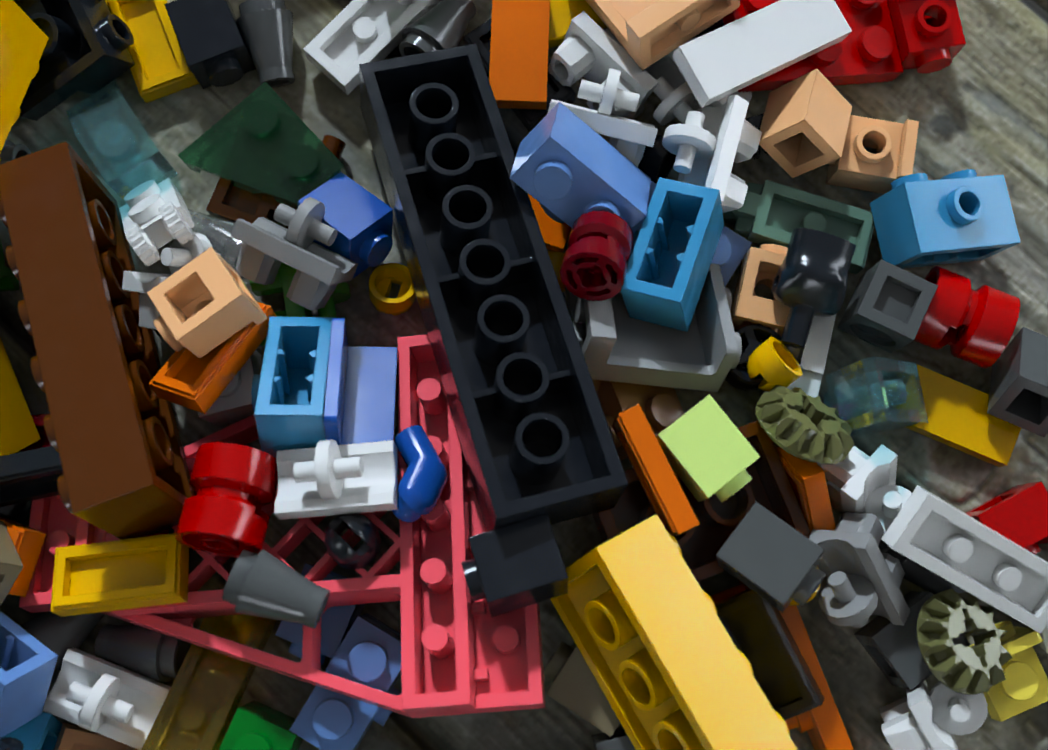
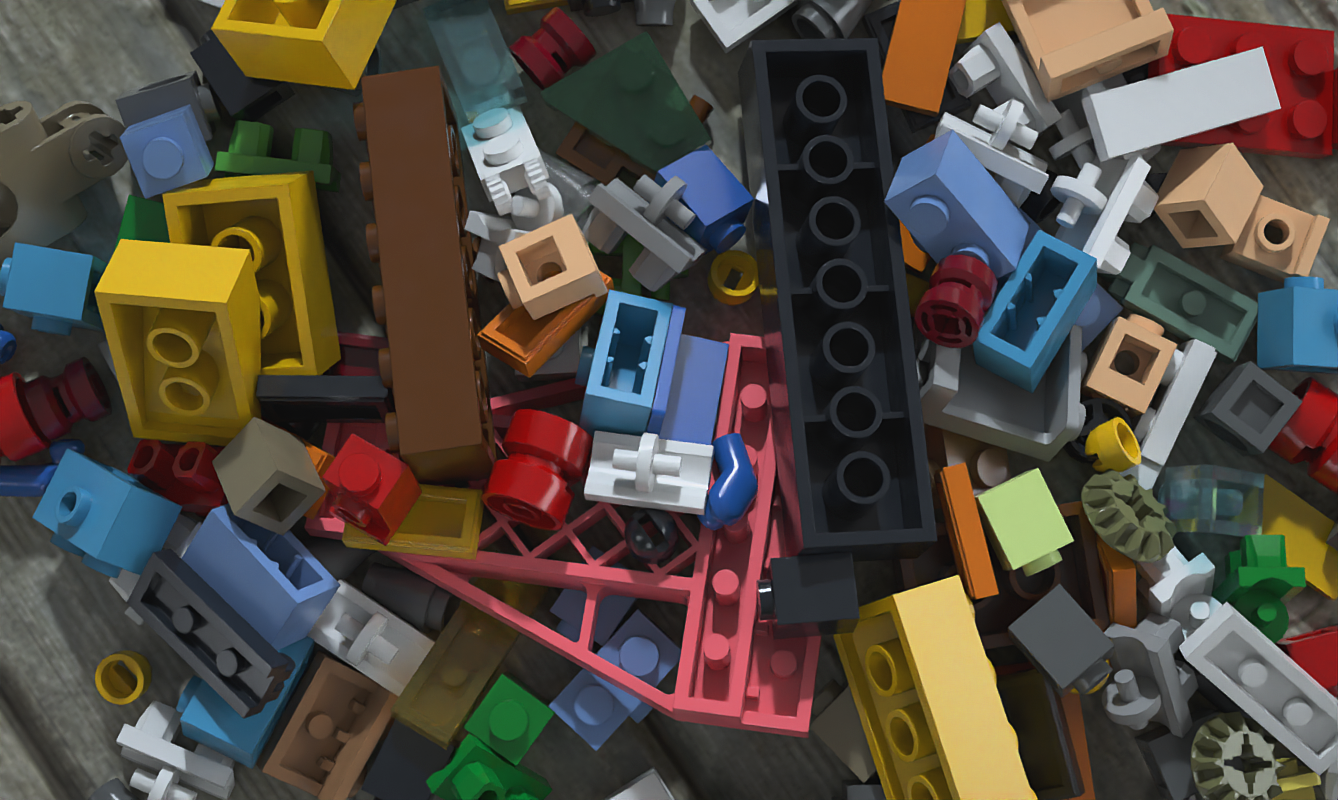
camera: 15 degrees right, 5 degrees up
(63, 554) = (370, 489): none -> red brick
(186, 117) = (552, 49): none -> dark red wheel
(272, 590) = (569, 568): dark grey cone -> none
(811, 281) = (1172, 368): black piece -> none
(940, 461) = (1261, 583): none -> green hips

